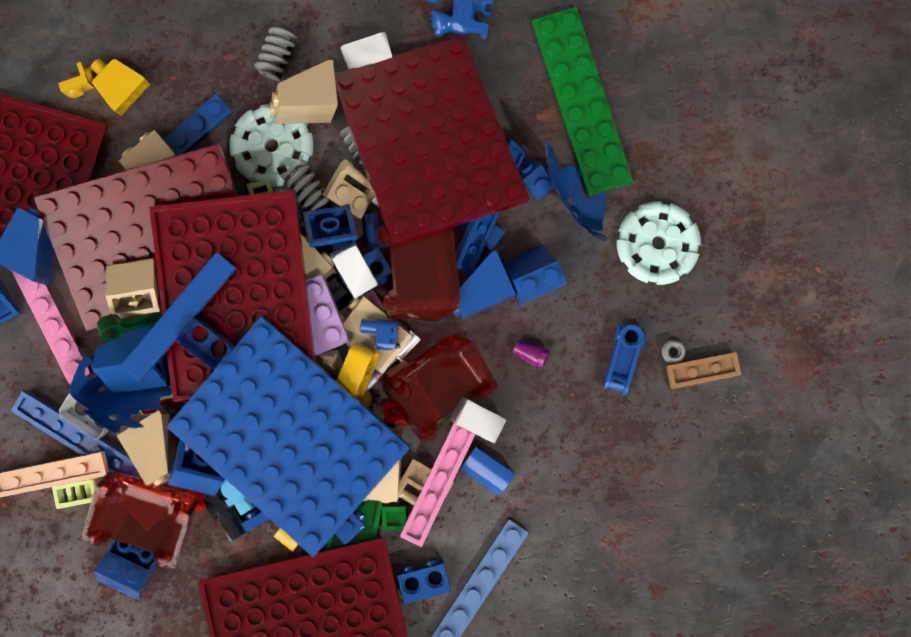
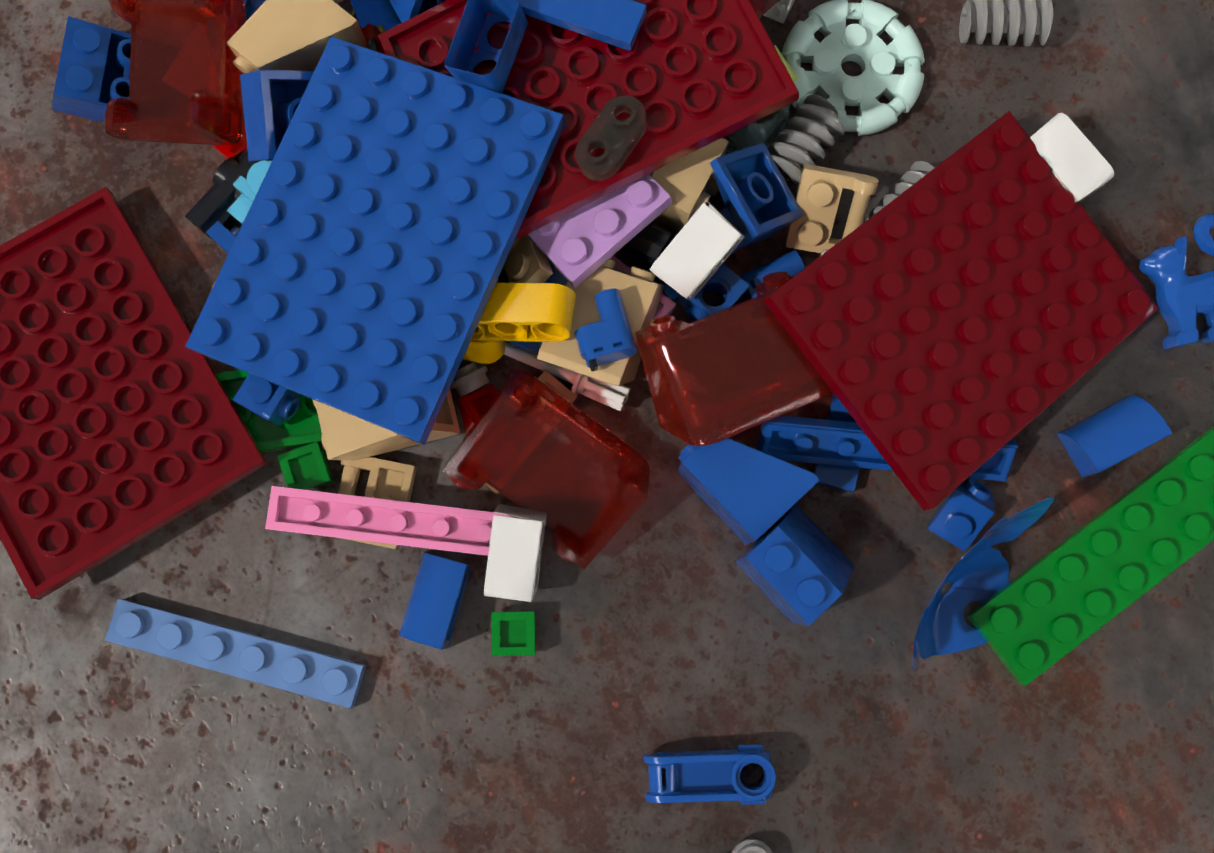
camera: 75 degrees right, 5 degrees down
(282, 294) = (613, 135): none -> clear smoke plate
(306, 97) = (957, 78): tan slope -> none
(426, 587) = (204, 563): blue brick -> none
(518, 435) = (513, 633): none -> green plate
(521, 86) = (1113, 434): none -> blue brick
(531, 353) = (661, 608): magenta cone -> none
(668, 232) = (961, 773): light aqua plate -> none

